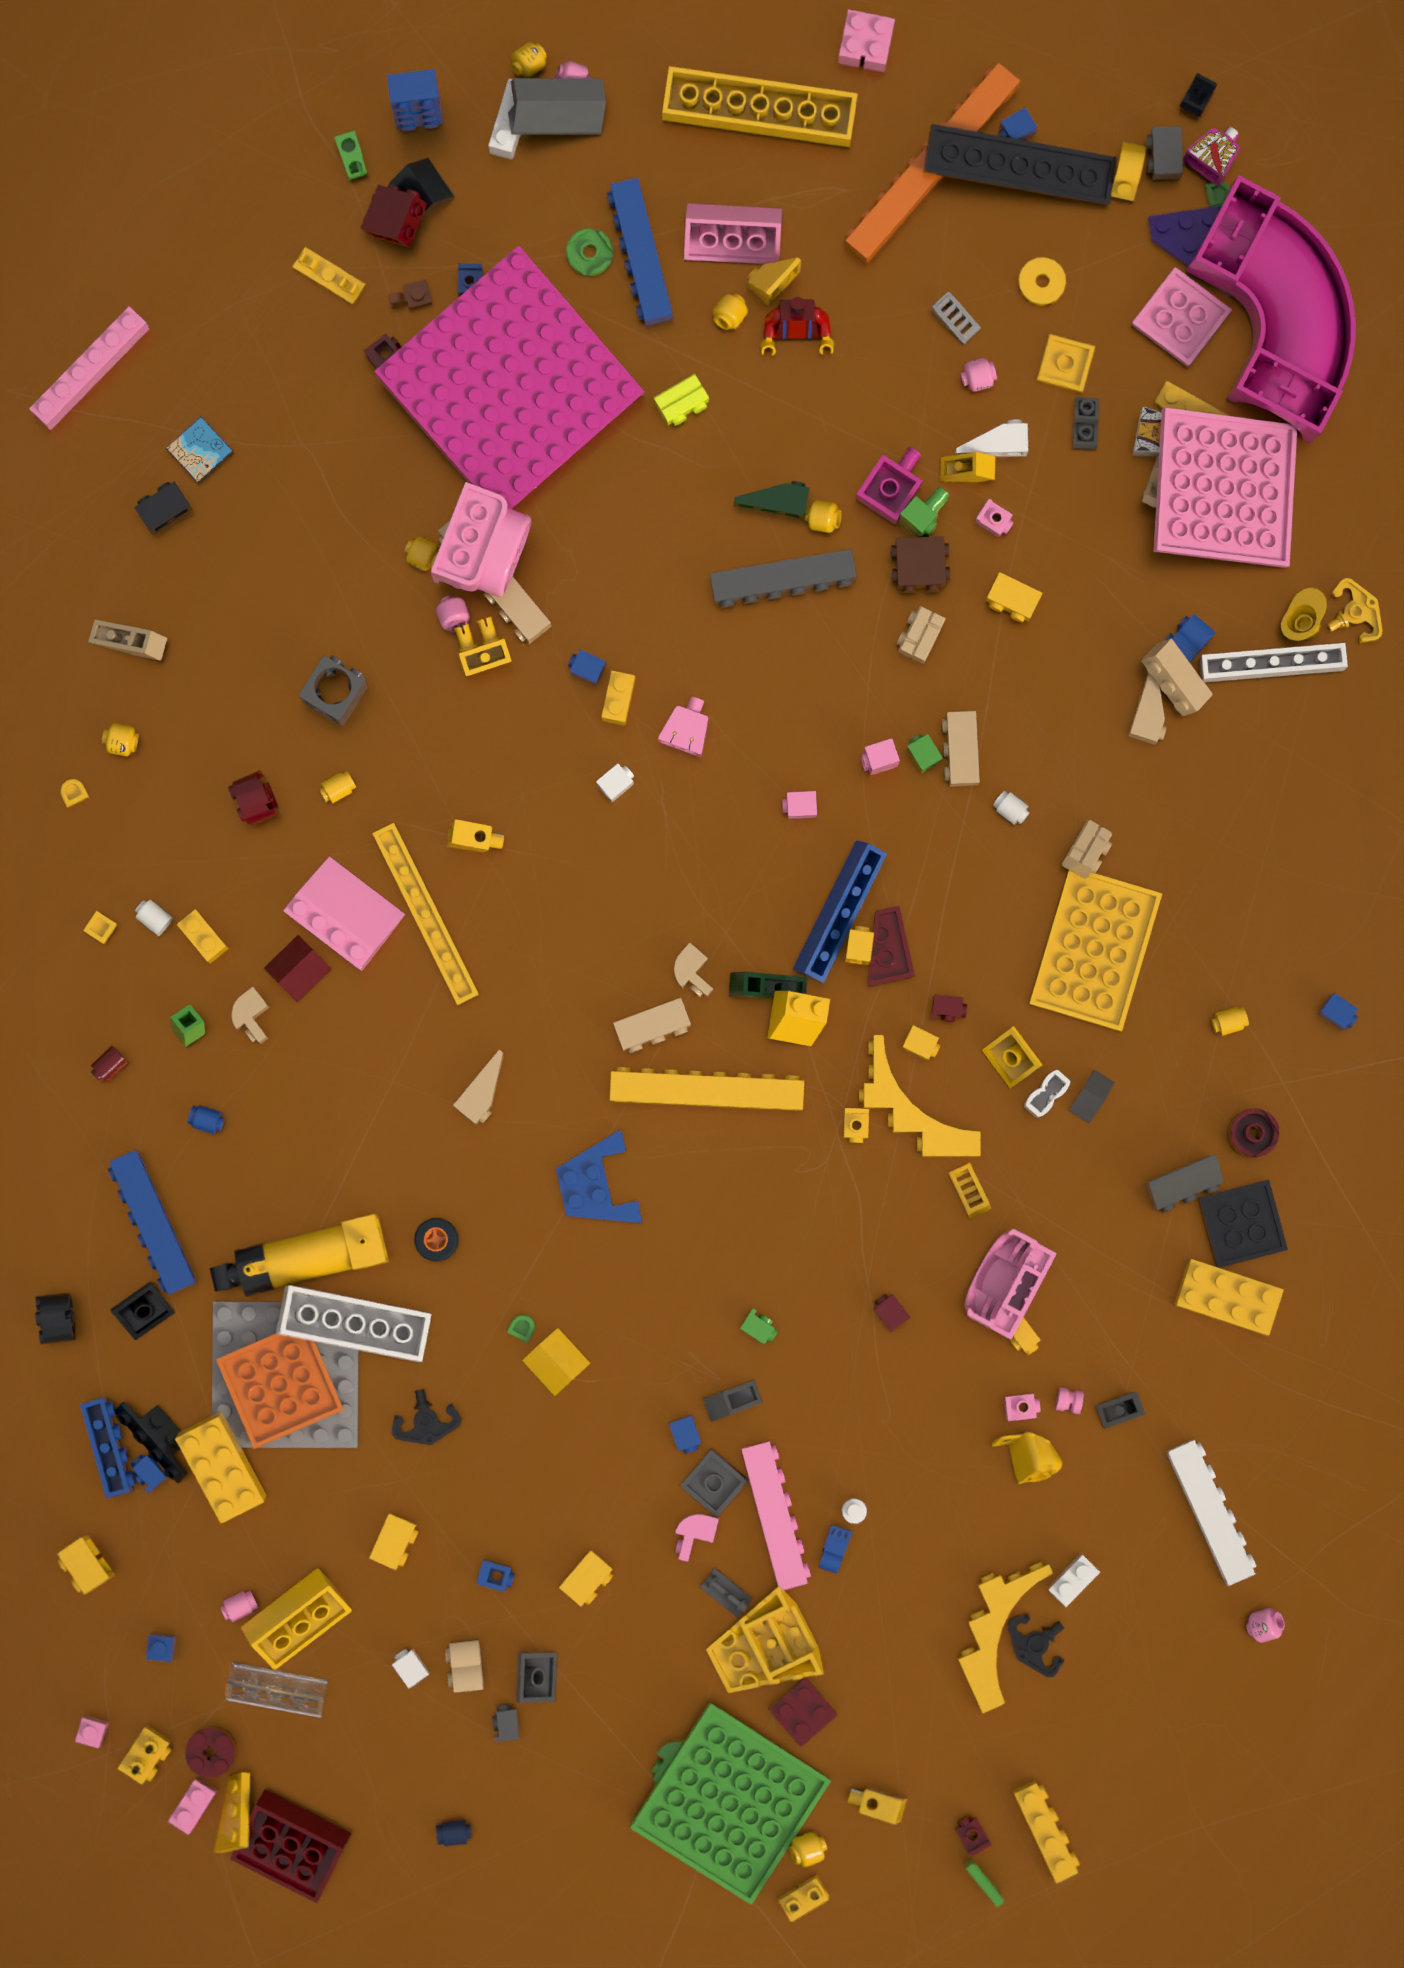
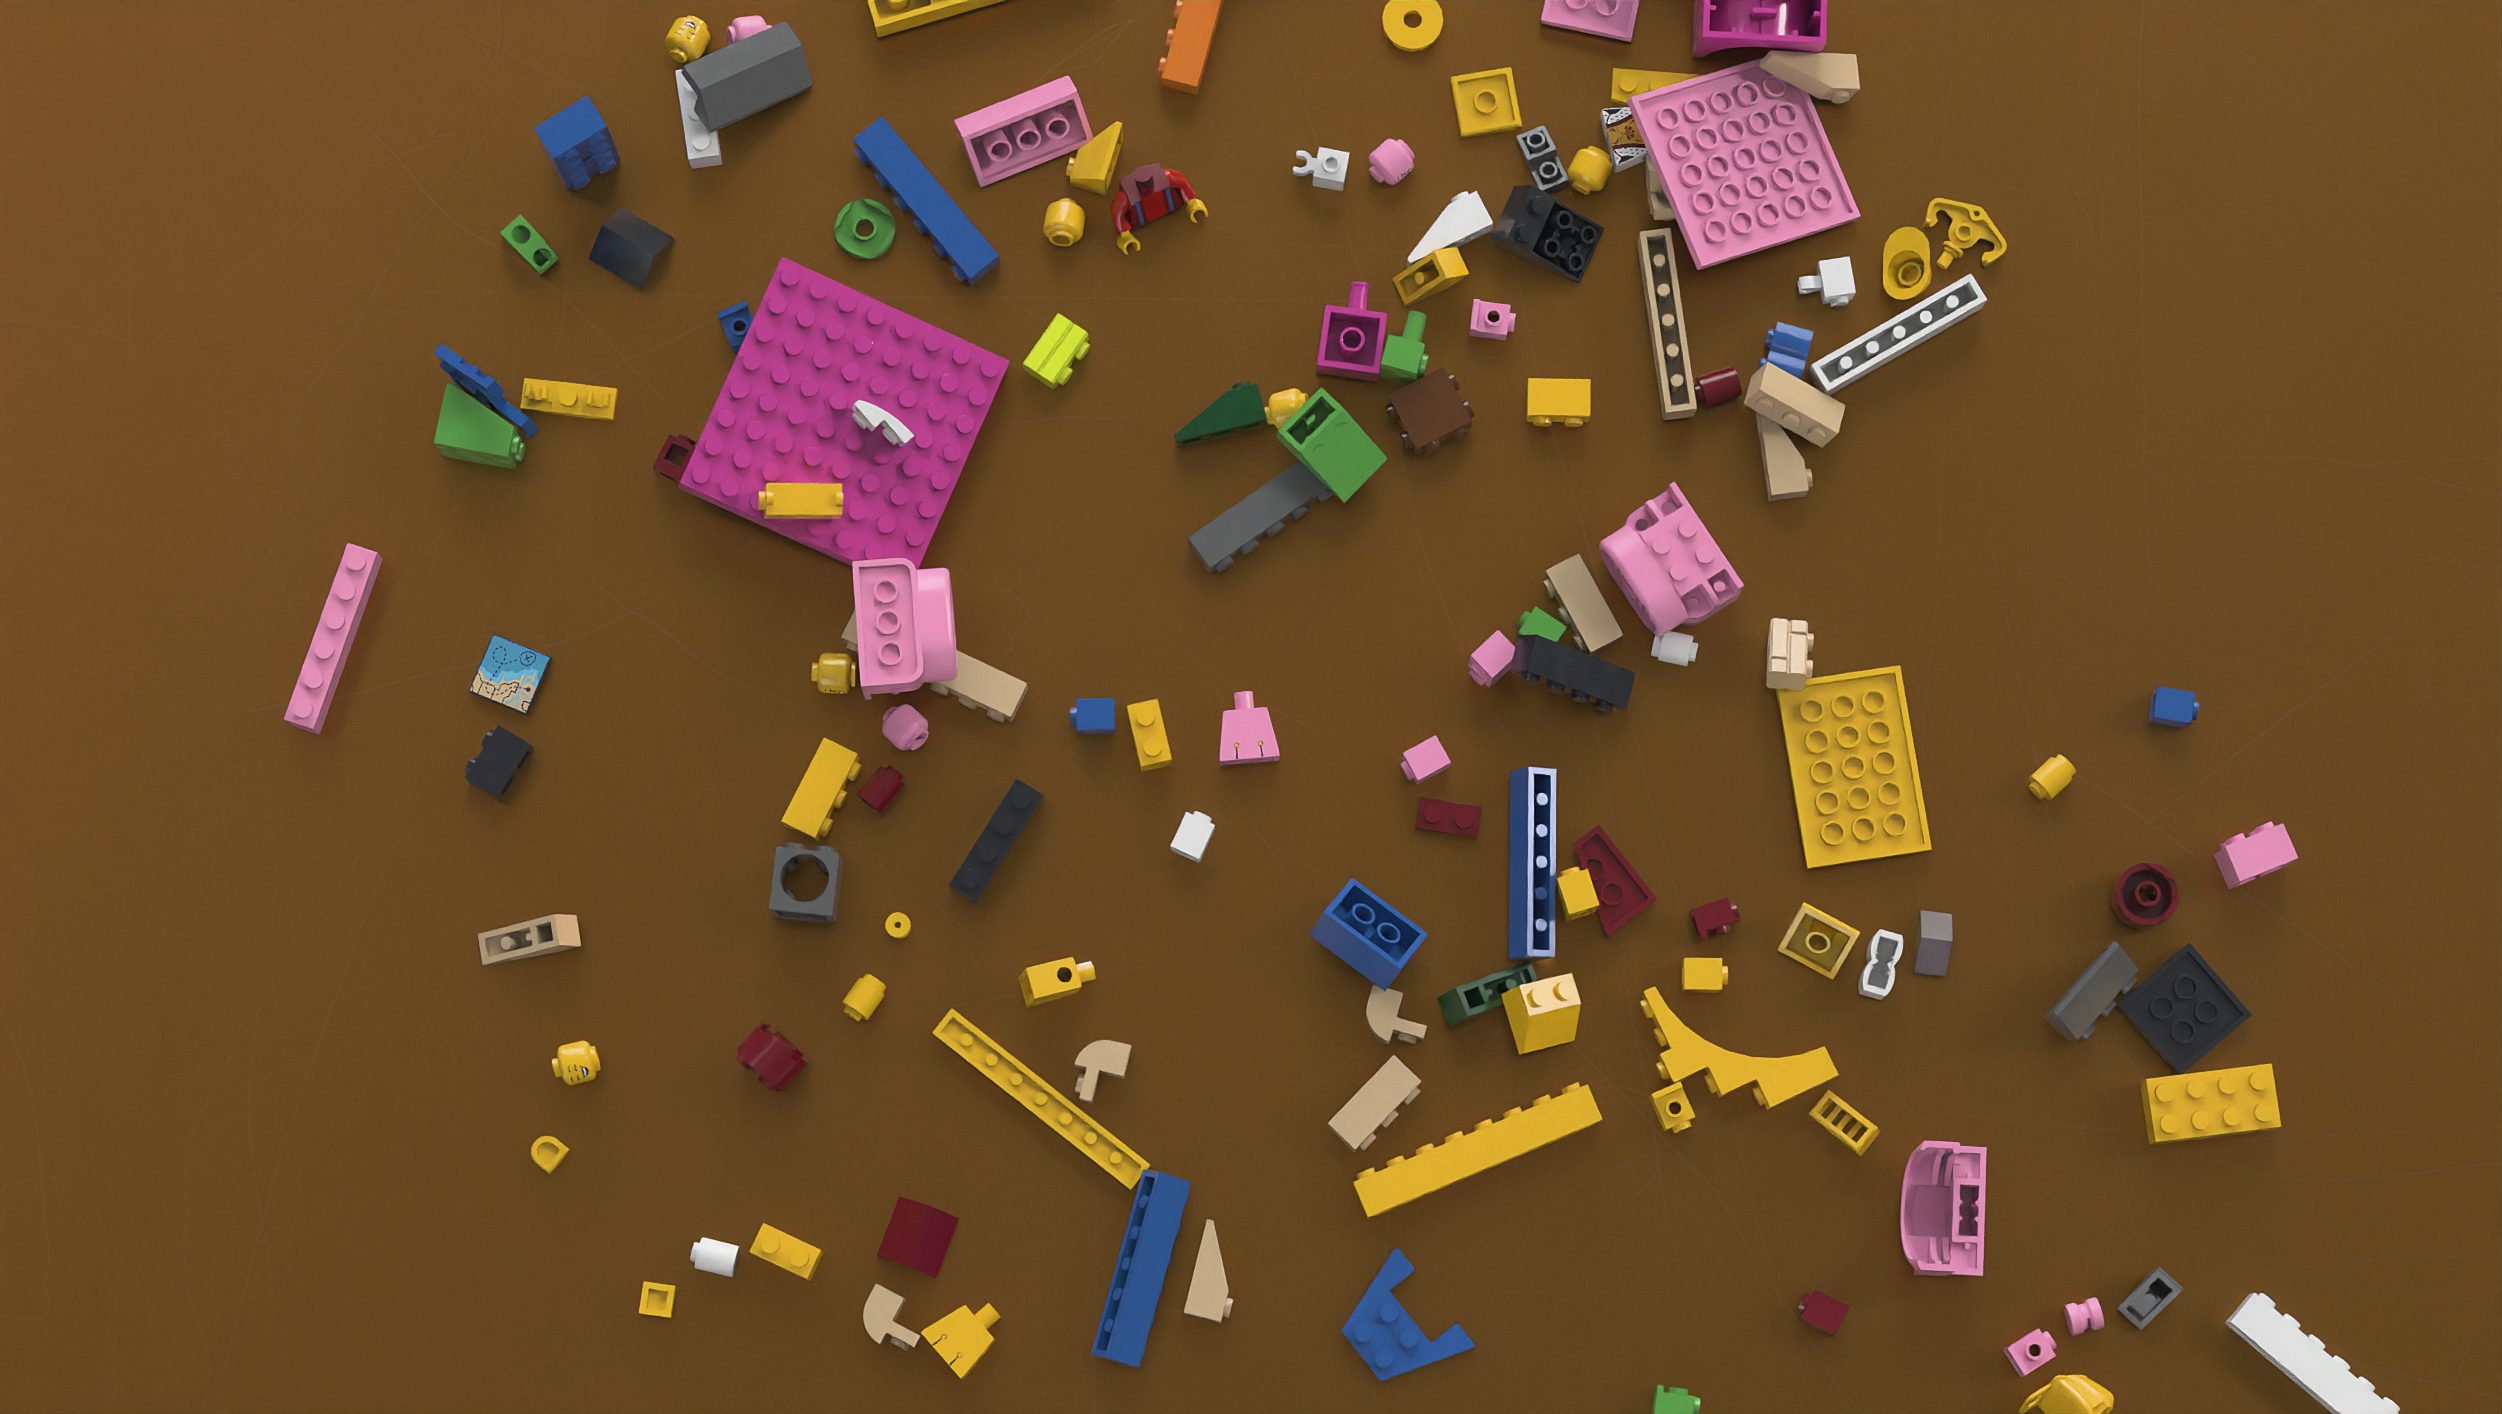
camera: 25 degrees left, 5 degrees down
(187, 1025) = (818, 1367): bright green brick -> none
(251, 269) = (475, 433): none -> bright green slope
(271, 241) = (483, 388): none -> blue wing
(295, 1051) = (963, 1337): none -> yellow torso
(344, 913) = (943, 1144): bright pink slope -> none
(375, 630) = (821, 790): none -> yellow brick
(384, 753) = (895, 918): none -> yellow piece
(394, 215) = (613, 291): dark red brick -> none
(414, 295) = (681, 374): dark orange plate -> none
(417, 648) = (881, 788): none -> dark red brick
(438, 1061) = (1141, 1268): none -> blue brick
(451, 423) = (801, 501): none -> yellow brick
(478, 722) = (996, 842): none -> black brick
(478, 905) = (1100, 1057): none -> tan brick
(483, 656) = (963, 762): yellow brick -> none
(529, 387) = (872, 416): none -> white slope
(702, 906) = (1368, 934): none -> blue brick
(798, 852) = (1448, 817): none -> dark red plate
(839, 555) = (1331, 445): none -> bright green slope
(920, 635) = (1470, 494): tan brick -> none
(930, 791) = (1572, 672): none -> black brick
(932, 359) = (1328, 168): none -> white brick
(955, 305) = (1328, 119): light grey slope -> none
(1025, 1338) = (1997, 1268): yellow brick -> none
(1034, 748) = (1669, 564): none -> bright pink brick
(1063, 475) = (1546, 232): none -> black slope
(1115, 445) = (1590, 170): none -> yellow head
(1115, 578) = (1666, 324): none -> tan brick
(1130, 639) = (1717, 386): none -> dark red brick
(1247, 603) = (1832, 280): none -> white brick
(1307, 451) = (1819, 74): none -> tan slope
(1343, 1141) = (2260, 854): none -> bright pink piece

